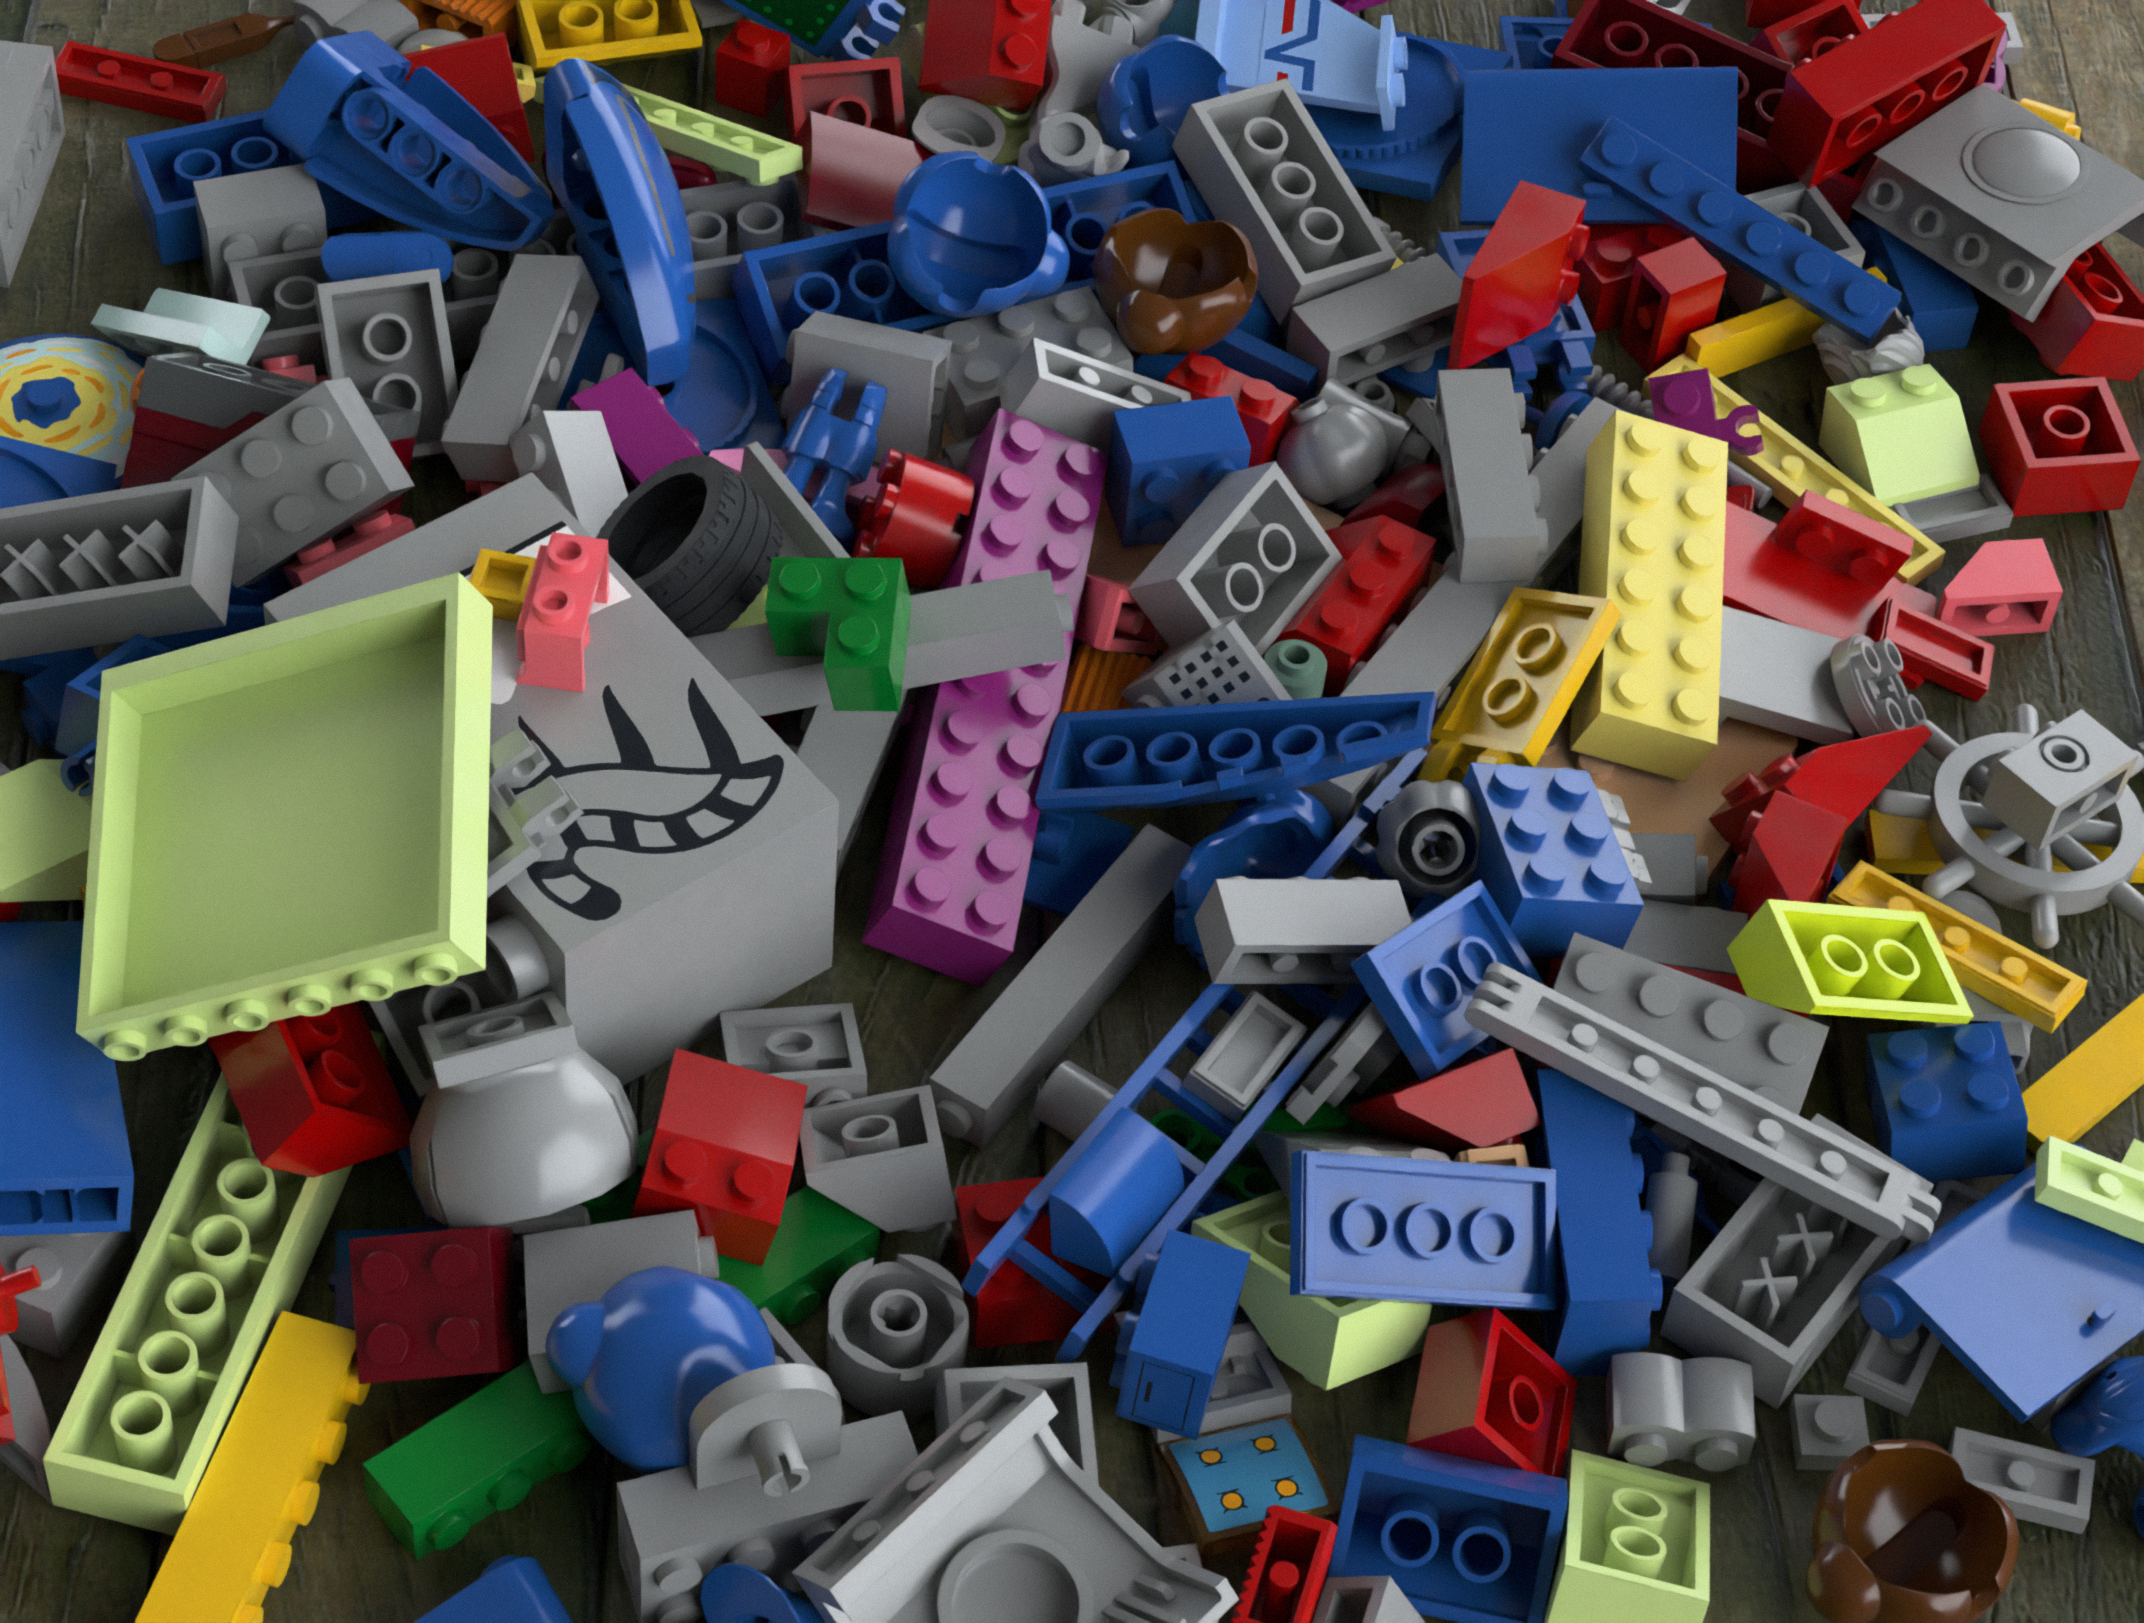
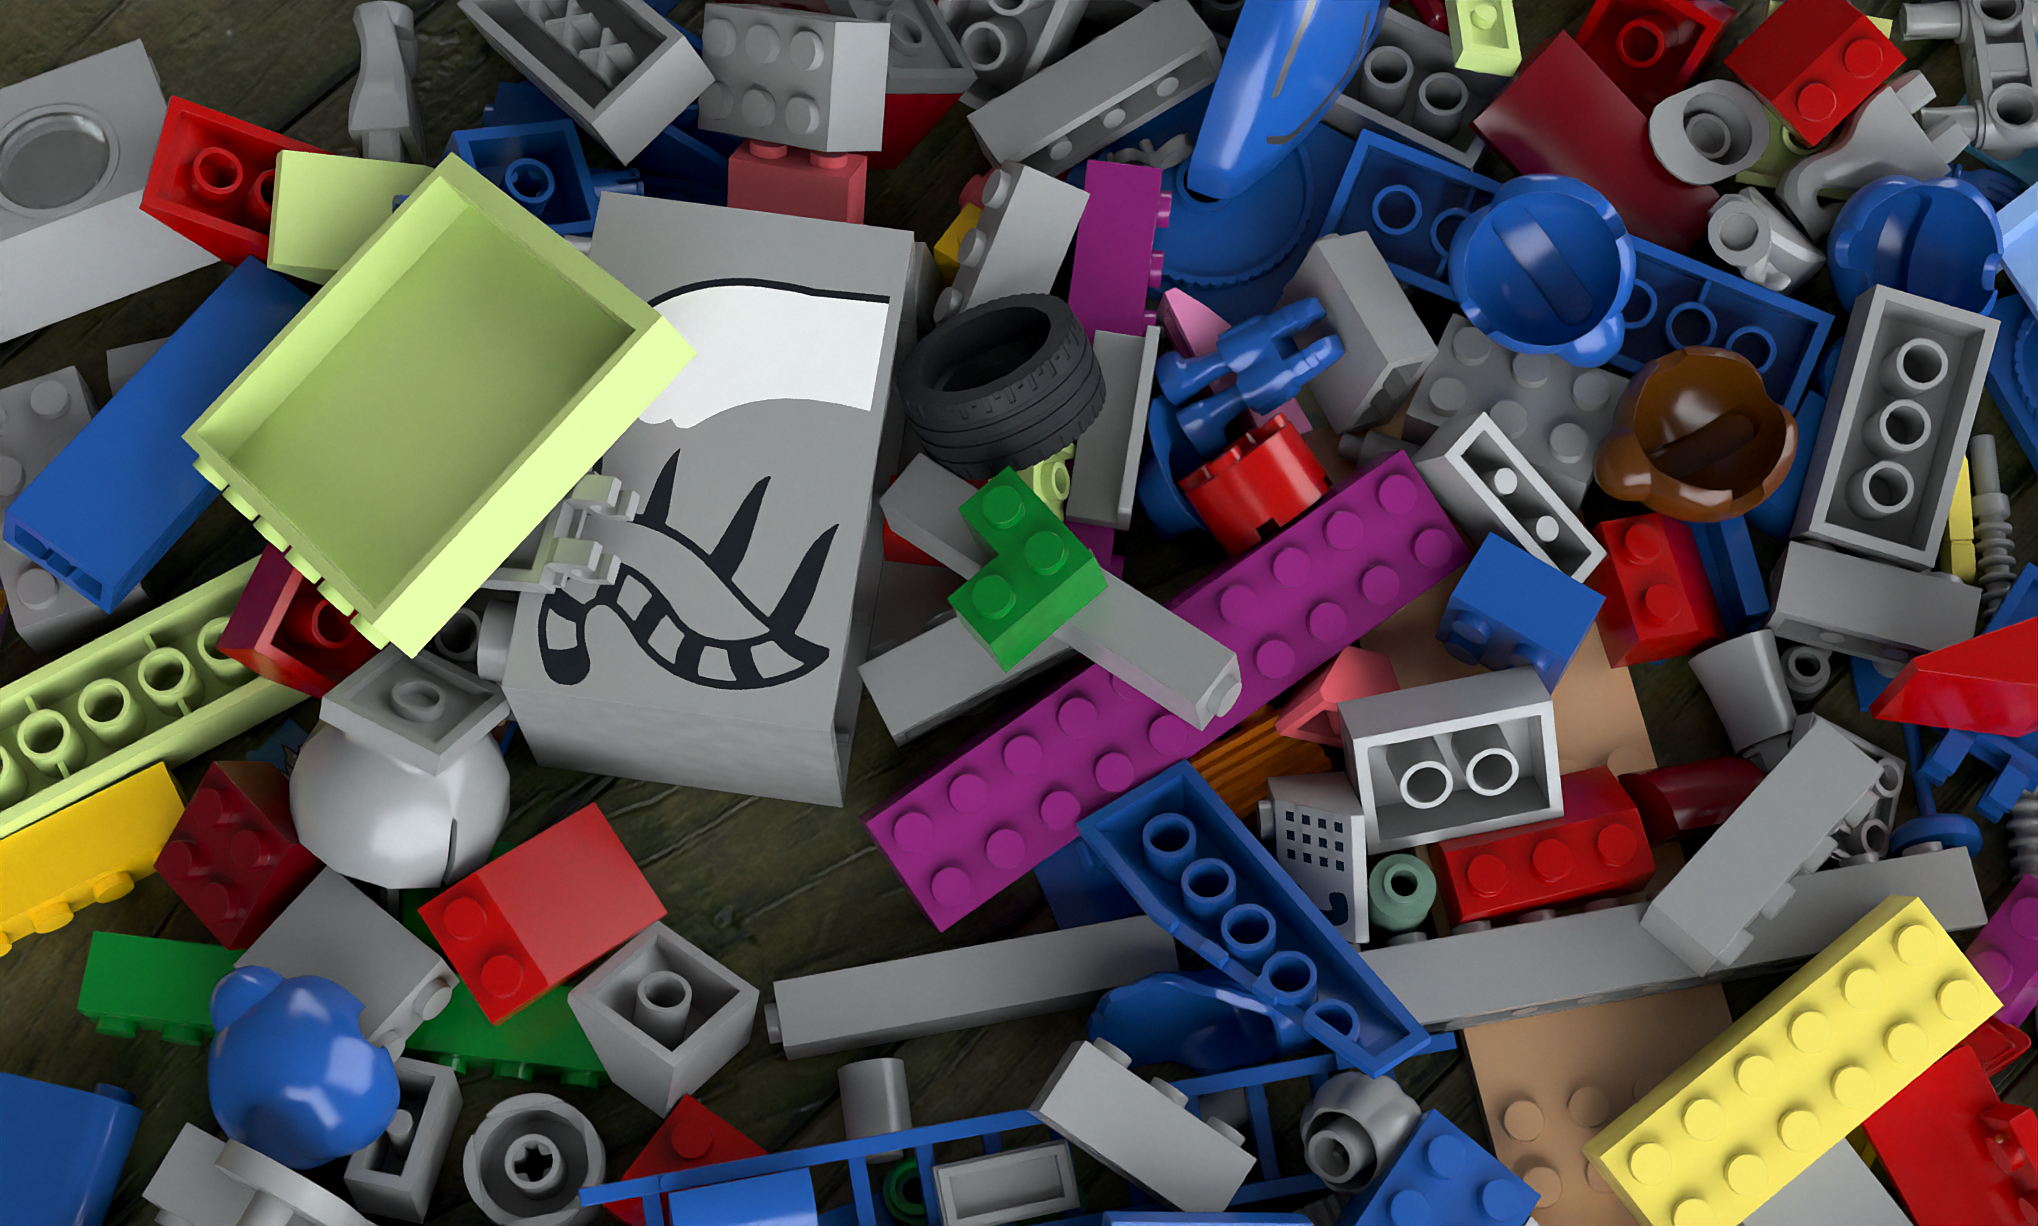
camera: 50 degrees right, 20 degrees up
(502, 581) = (779, 323): yellow tile -> none
(557, 609) = (775, 383): coral window -> none
(802, 1045) = (715, 870): light grey plate -> none
(1333, 452) = (1694, 700): light grey plant -> none
(1520, 682) = (1572, 1066): yellow tile -> none

